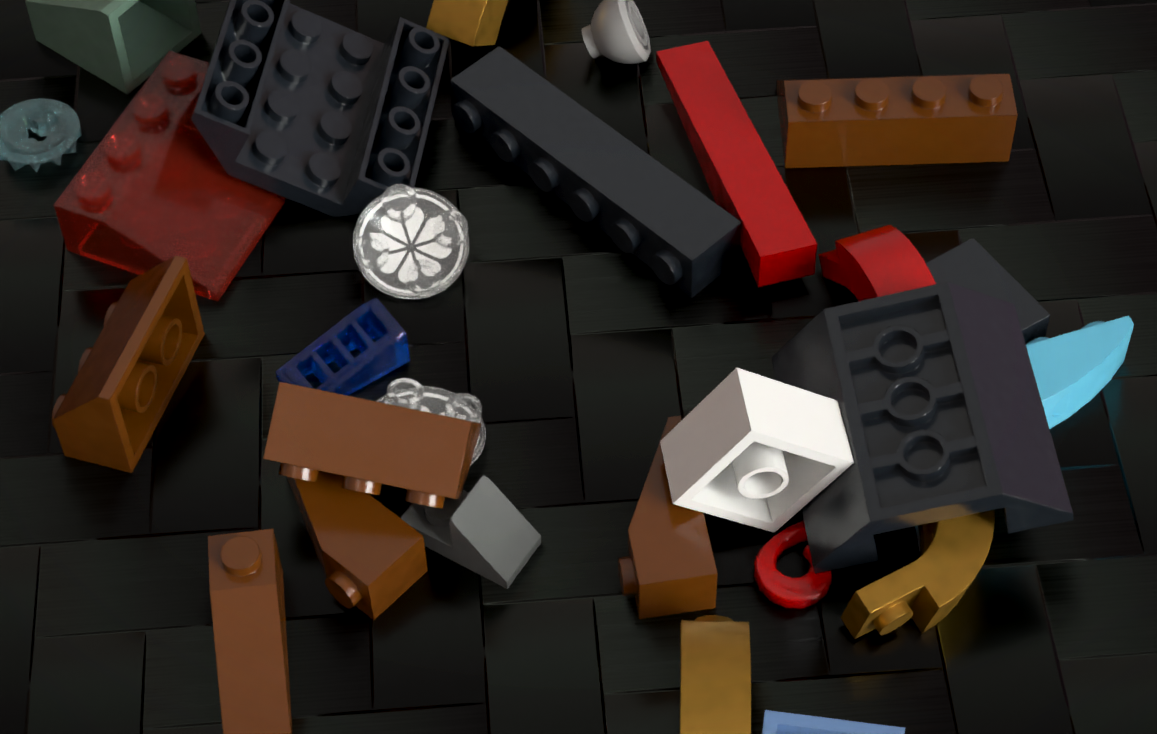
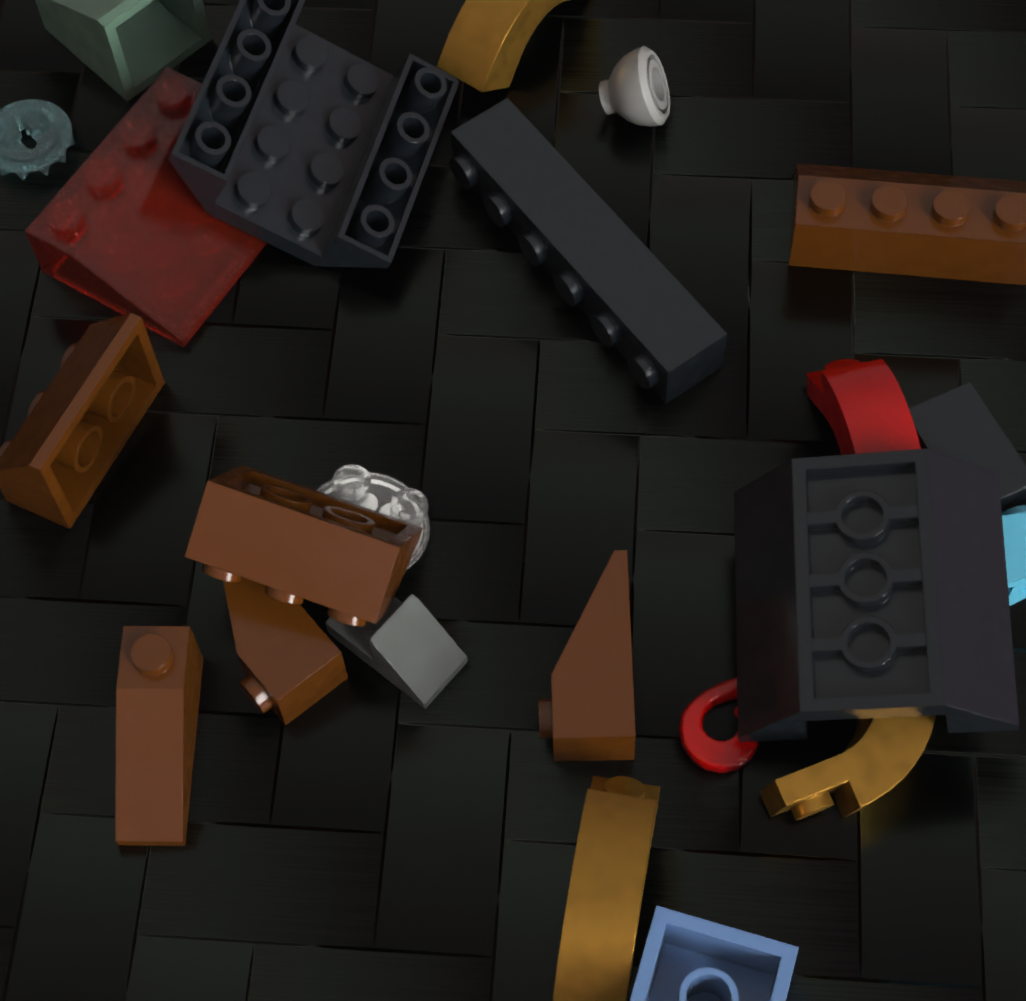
camera: 10 degrees right, 10 degrees up
(352, 332) = (308, 404): clear blue slope -> none
(411, 242) = (385, 309): clear dish -> none
(738, 165) = (737, 259): red slope -> none
(755, 451) = (695, 609): white brick -> none

